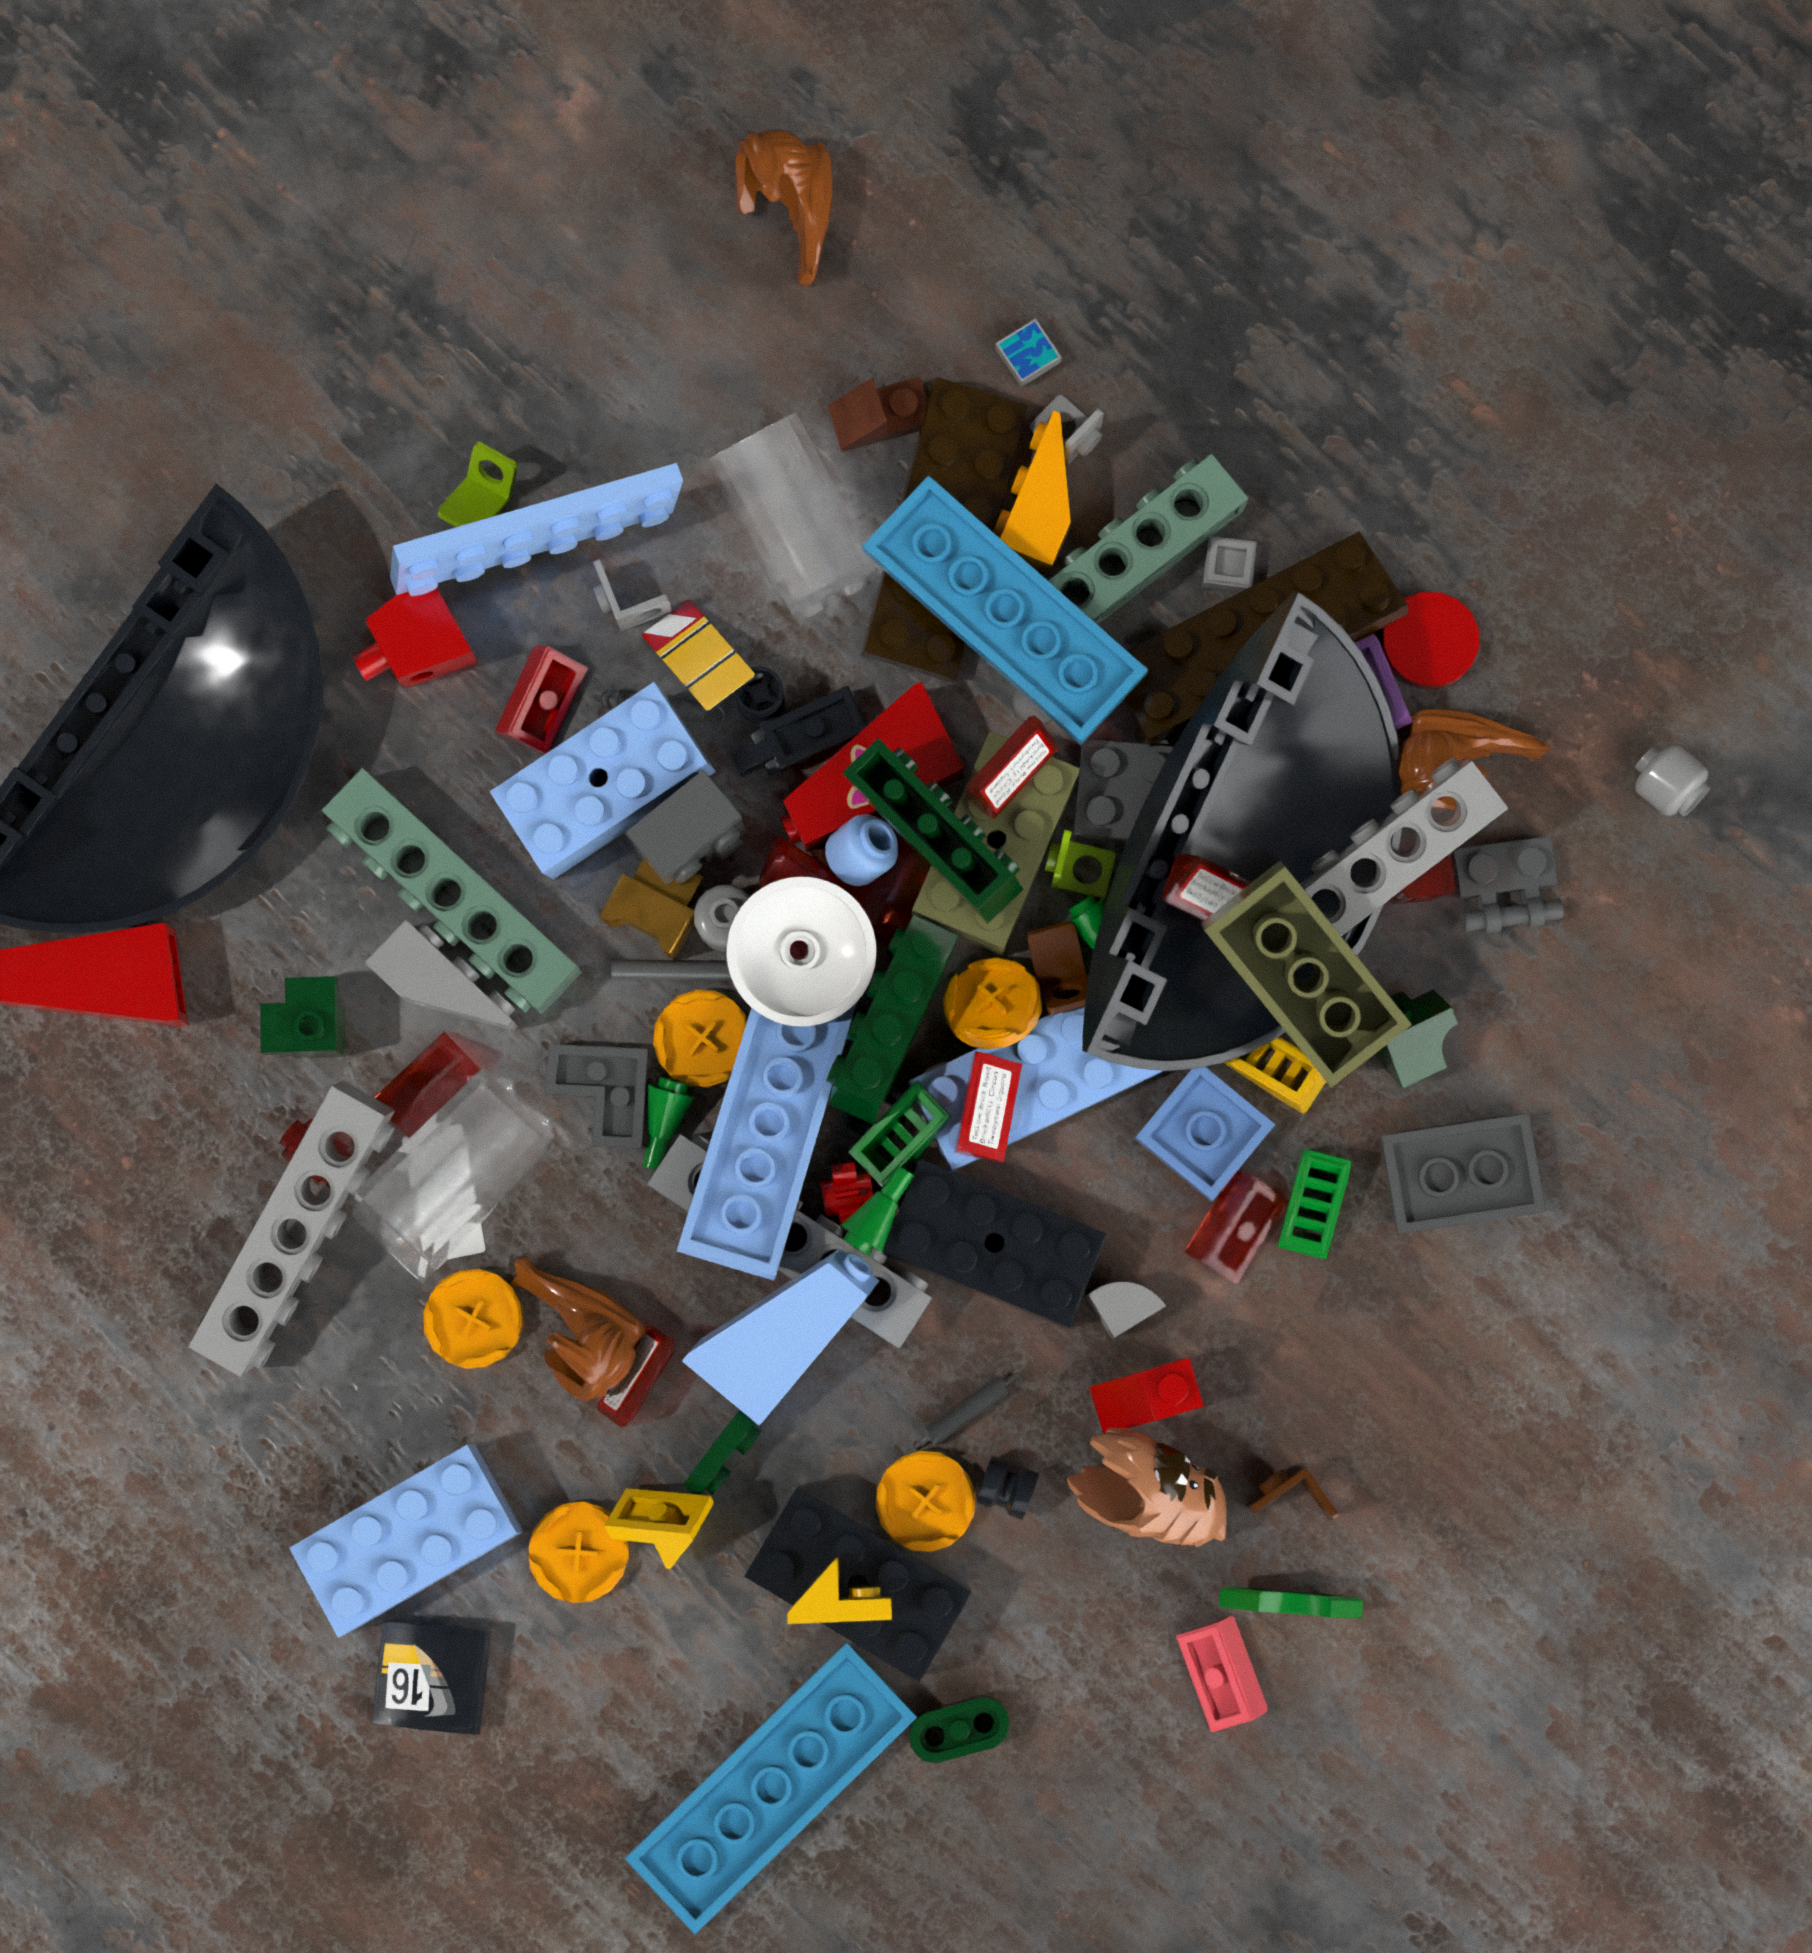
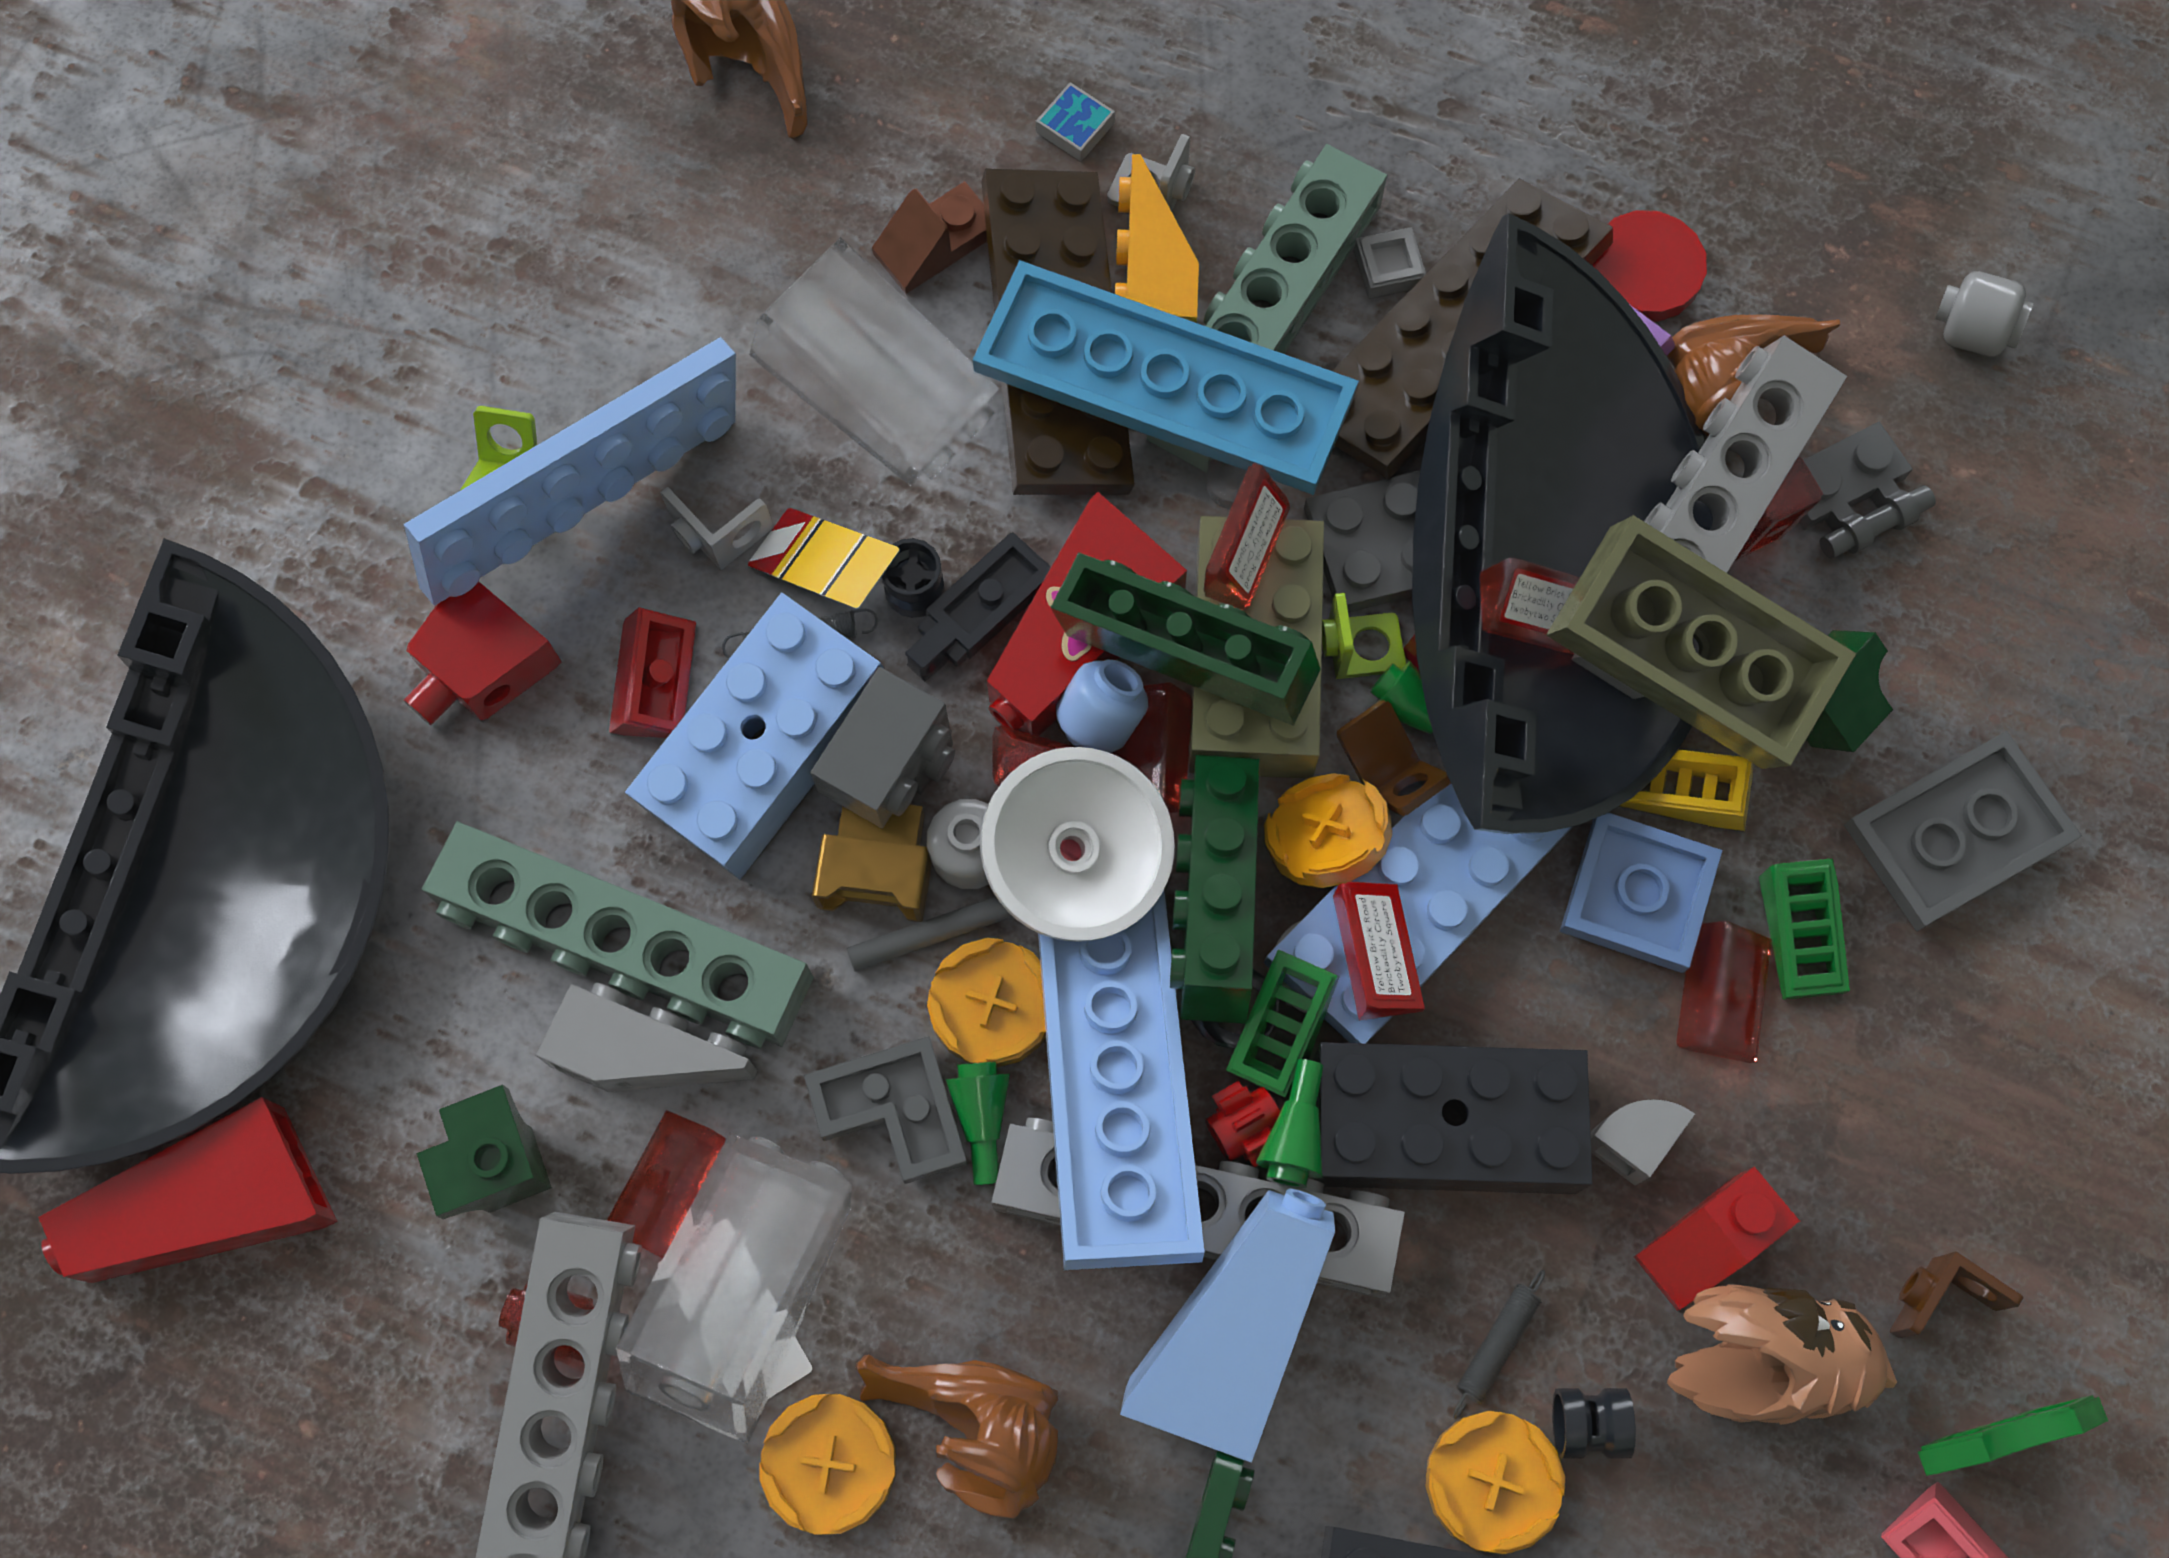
camera: 20 degrees left, 10 degrees down
(652, 1357) = (1064, 1494): slope -> none

